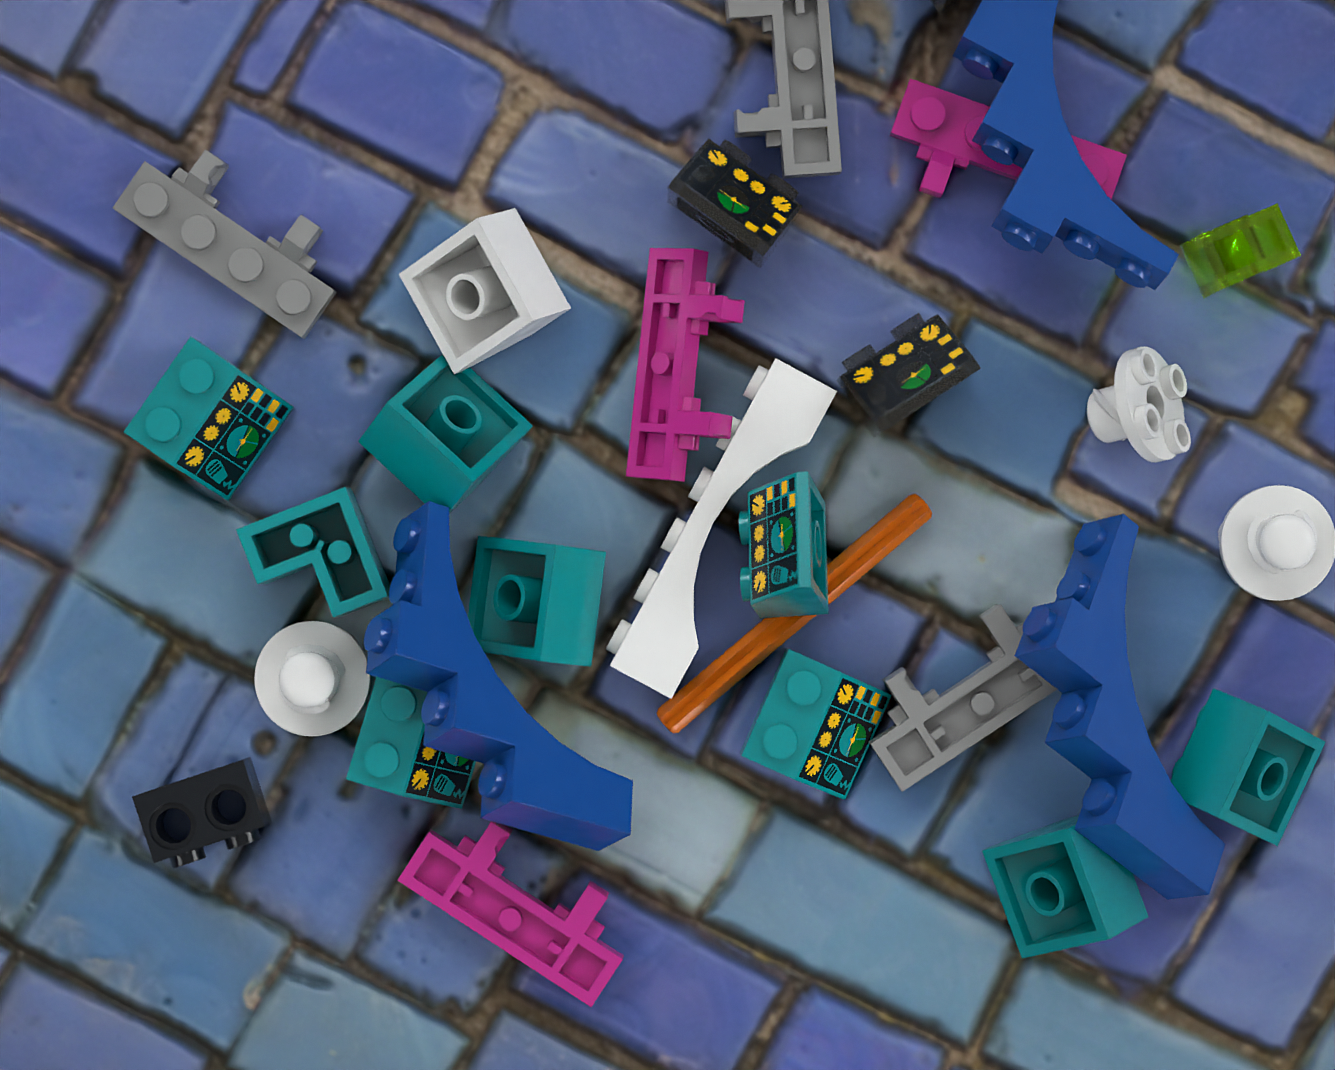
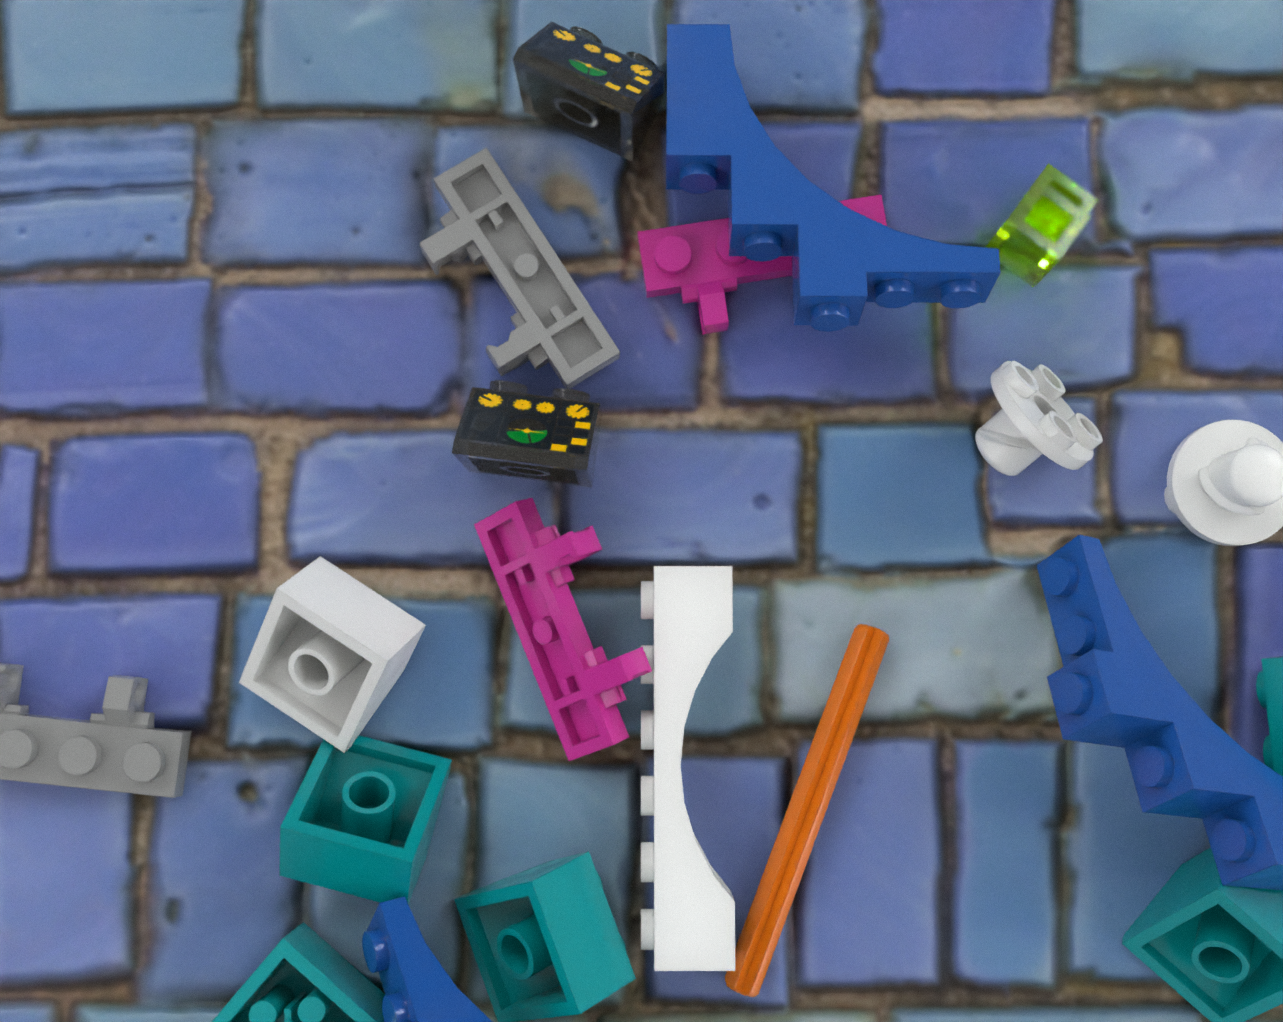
camera: 30 degrees left, 5 degrees down
(208, 419) = (114, 934): teal slope -> none
(785, 548) = (767, 752): teal slope -> none
(815, 724) = (887, 912): teal slope -> none
(906, 373) = (792, 511): slope -> none
(939, 727) = (1016, 841): light grey hinge -> none

